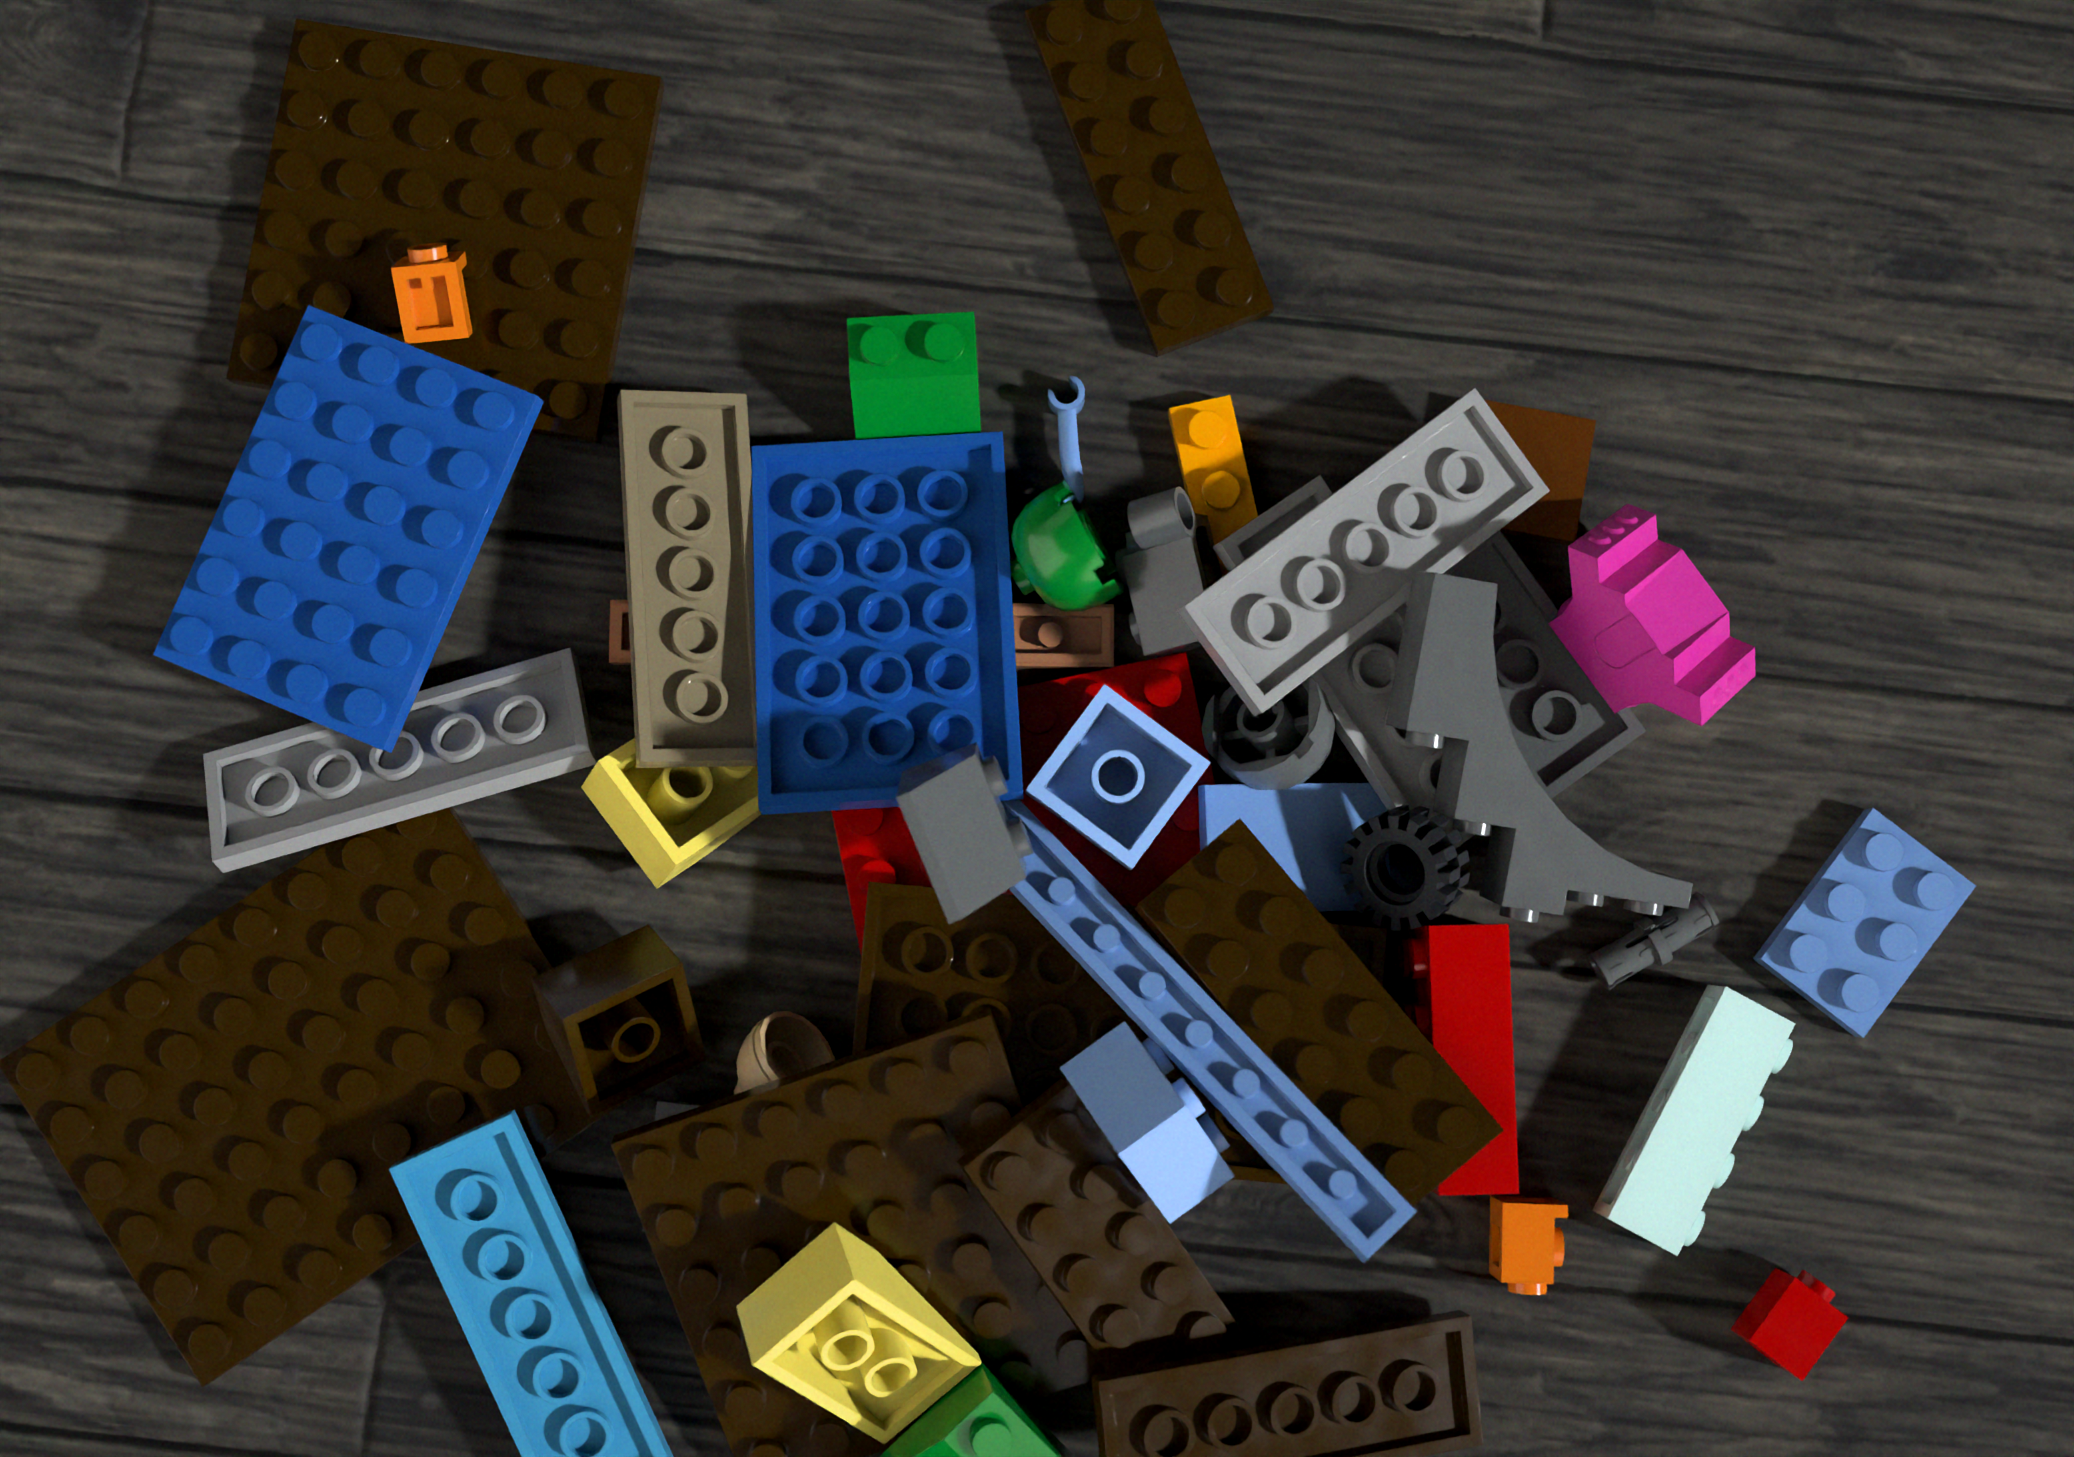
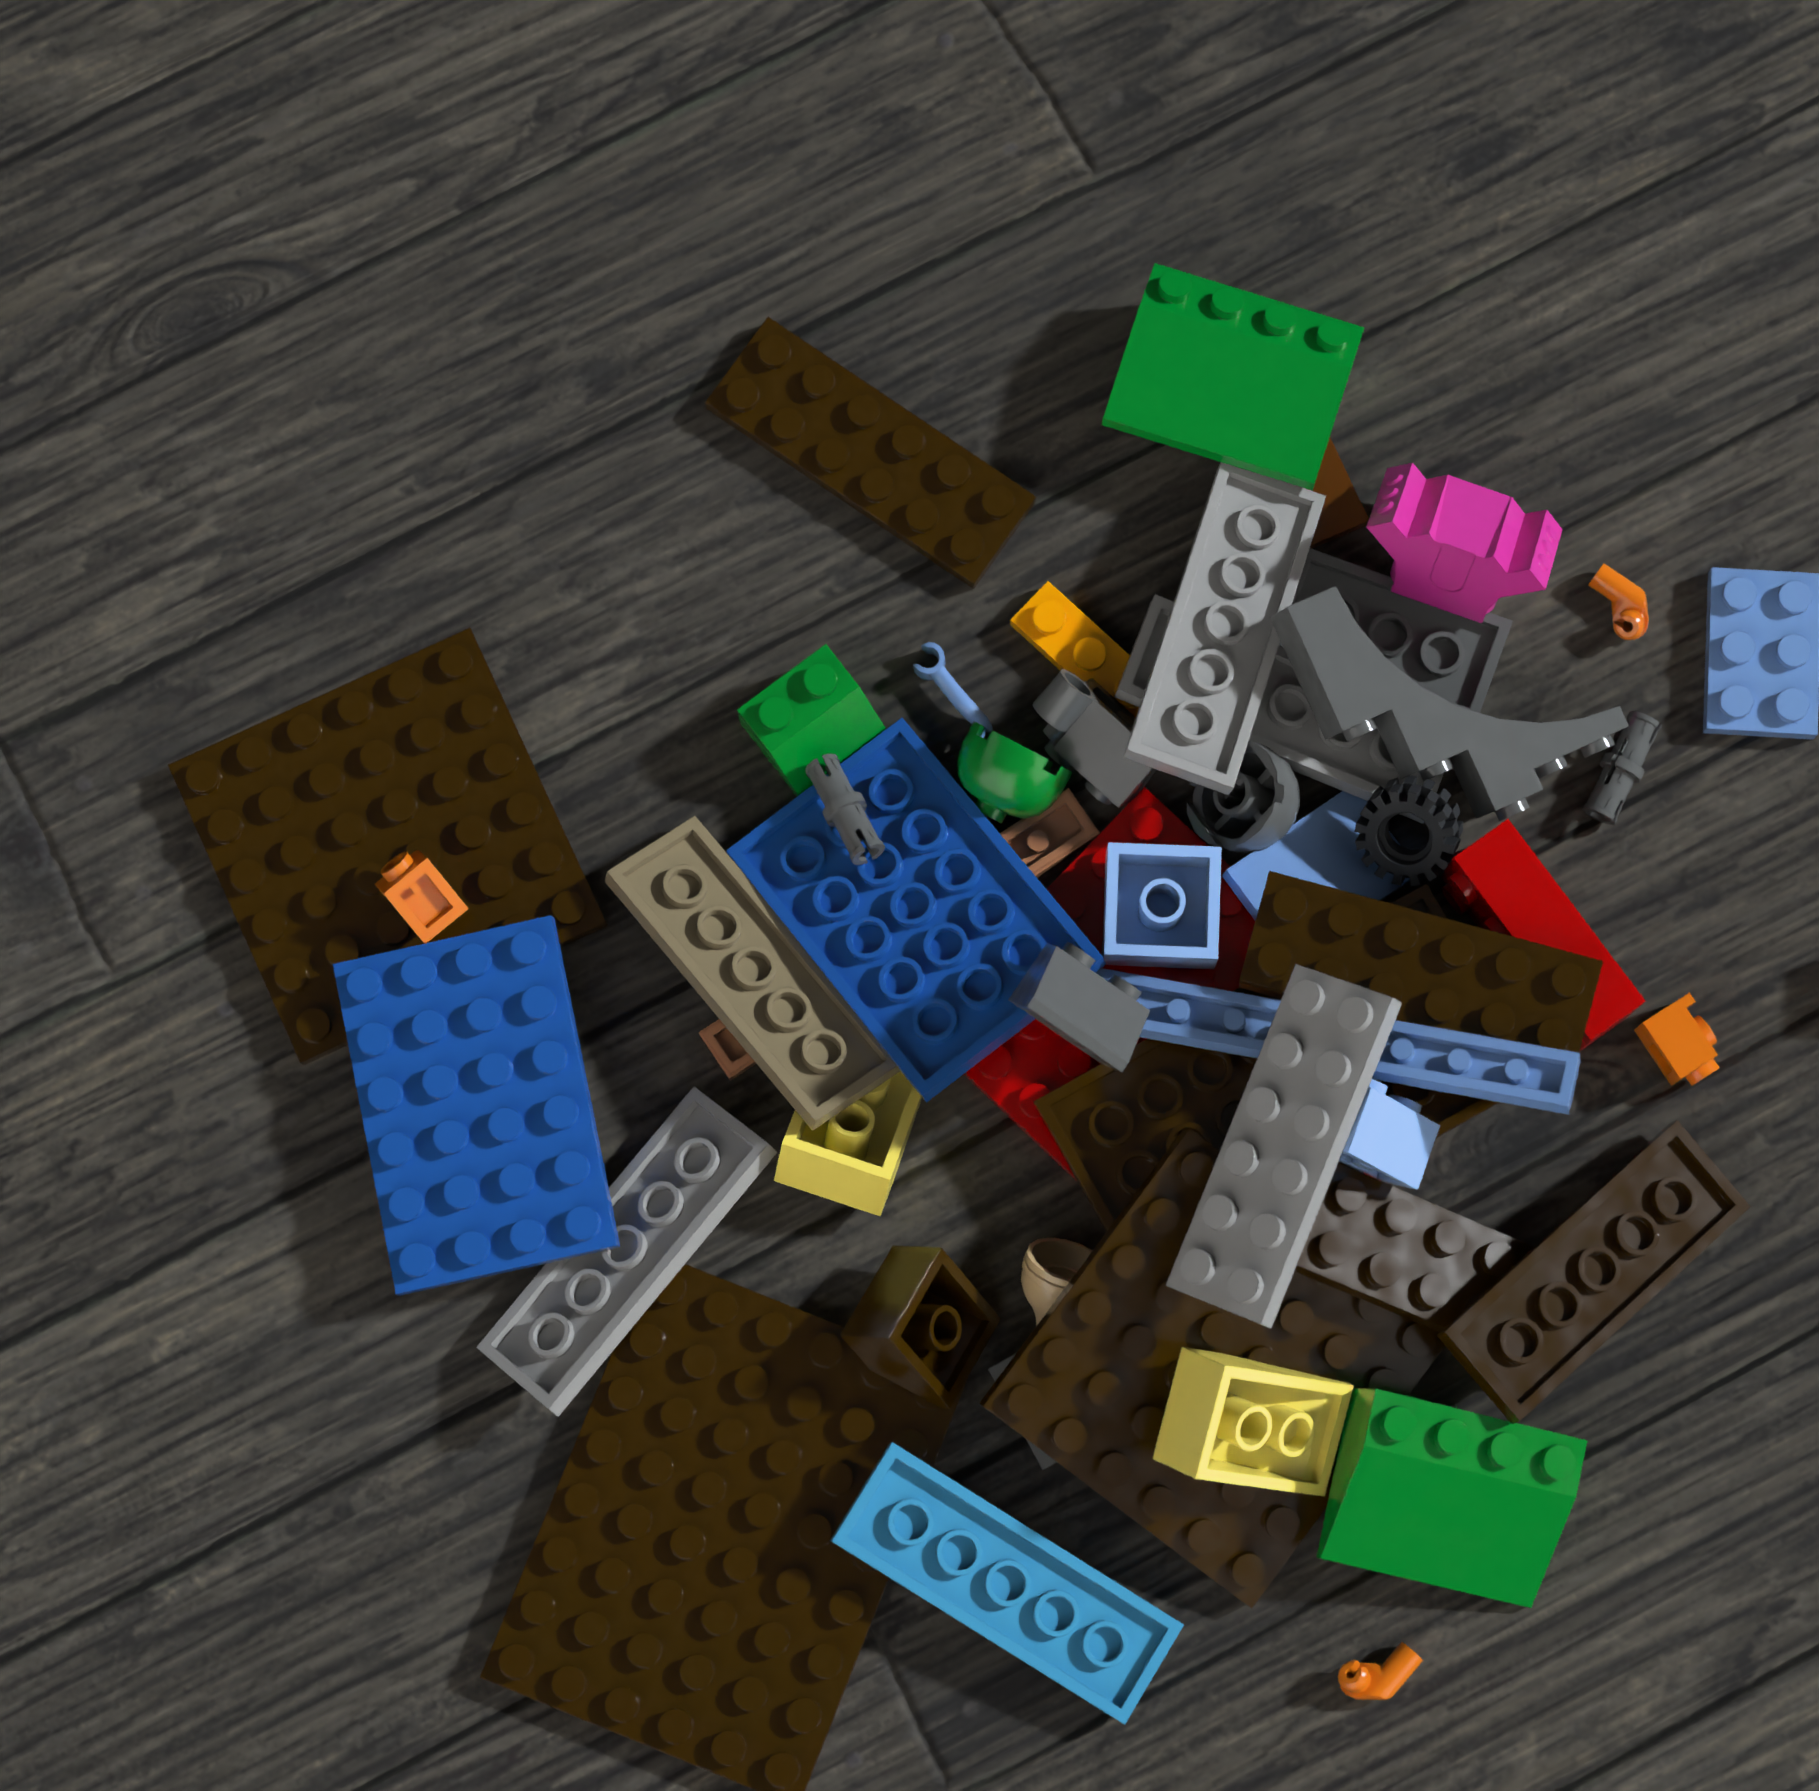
camera: 30 degrees left, 5 degrees down
(884, 481) = (844, 809): none -> dark grey pin
(1063, 1100) = (1283, 1145): none -> light grey plate
(1540, 315) = (1232, 376): none -> green slope
(1695, 1118) = (1738, 873): light aqua brick -> none
(1768, 785) = (1627, 602): none -> orange arm

